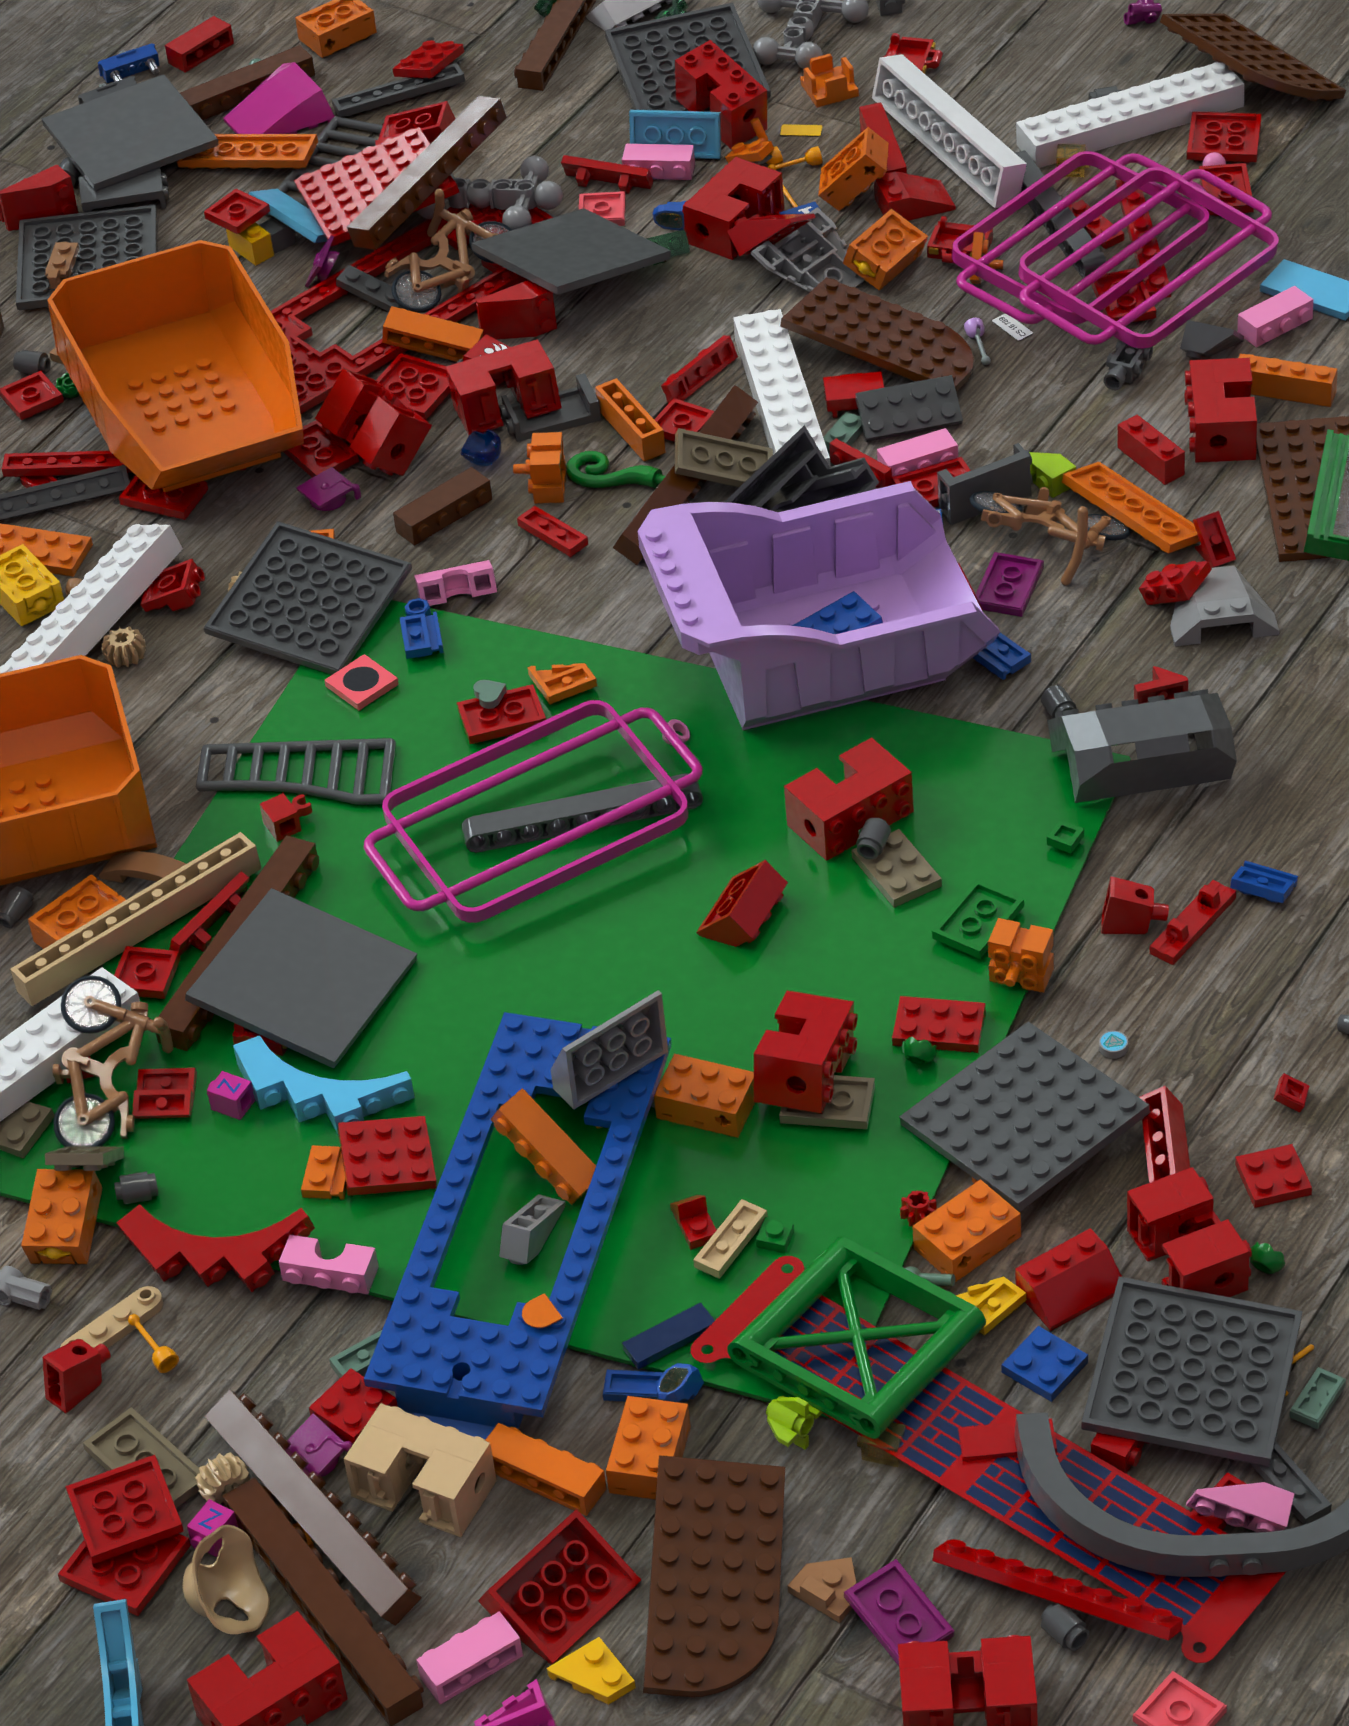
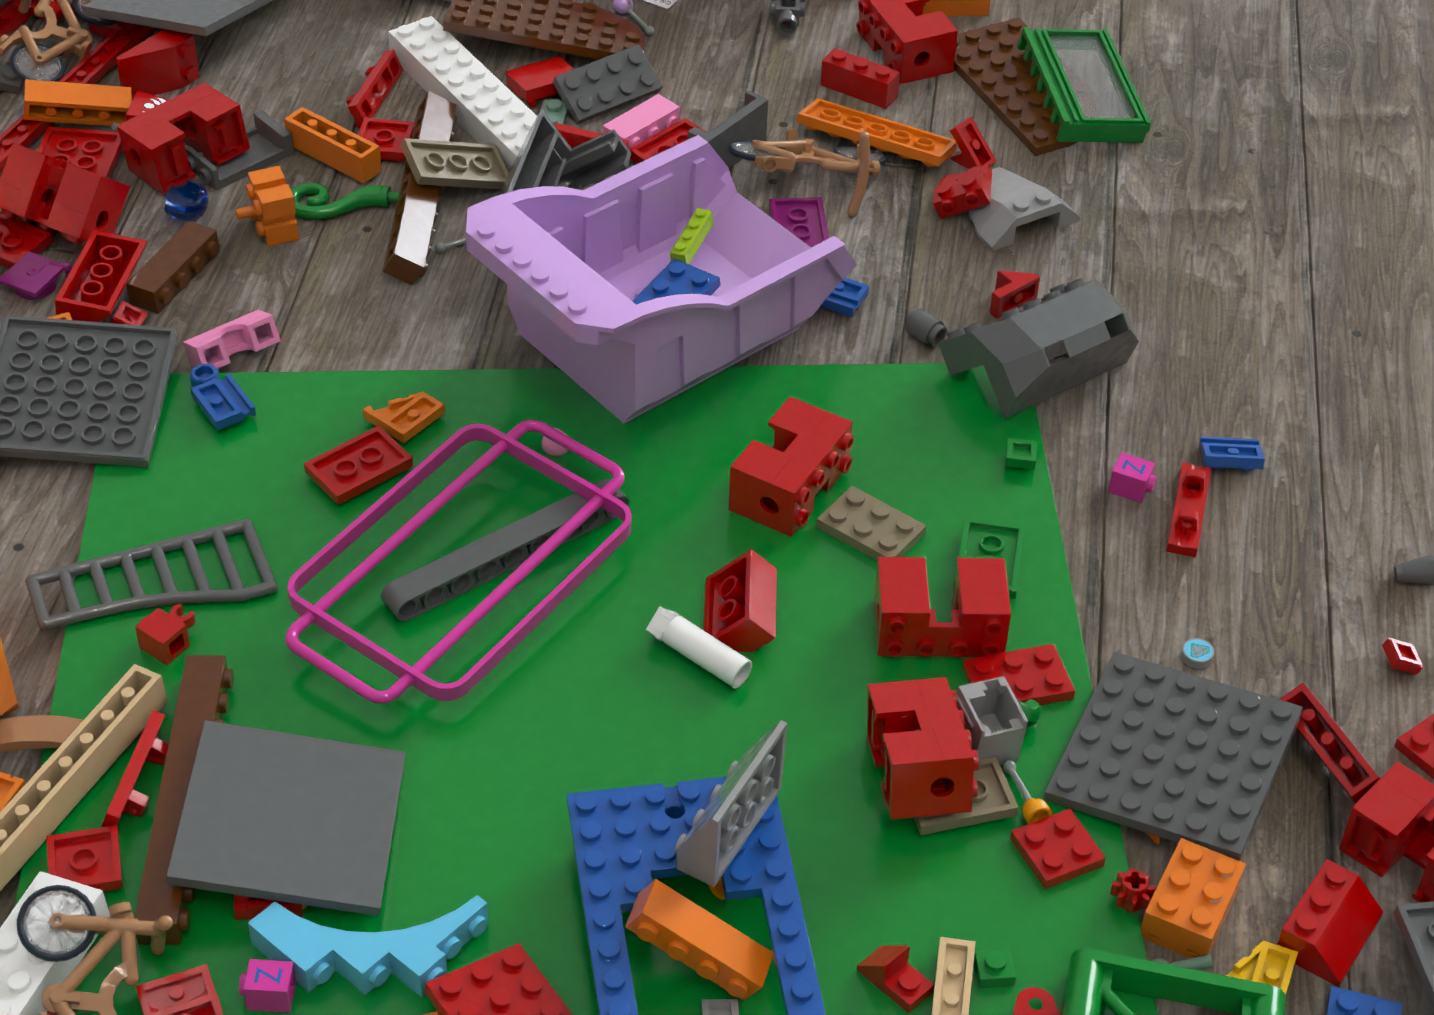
camera: 30 degrees left, 0 degrees up
(361, 682) = (178, 466): coral tile -> none
(372, 502) = (99, 276): none -> red slope
(385, 543) = (129, 315): none -> red tile
(489, 692) = (337, 444): sand green tile -> none
(552, 531) = (306, 268): red plate -> none
(688, 930) = (700, 647): none -> white piece
(705, 1095) = (833, 826): orange piece -> none
(873, 838) = (841, 500): dark grey brick -> none
(879, 1047) = (993, 719): none -> light grey piece
(880, 574) = (692, 236): none -> lime piece
(881, 1123) = (1033, 808): none -> light orange hinge
(883, 1162) = (1057, 848): none -> red plate
(925, 965) = (910, 627): none -> red piece
(1020, 955) = (1067, 583): orange brick -> none
(1048, 471) = (783, 115): lime slope -> none
(1130, 908) = (1129, 510): red torso -> none
(1159, 877) = (1132, 478): none -> dark pink brick

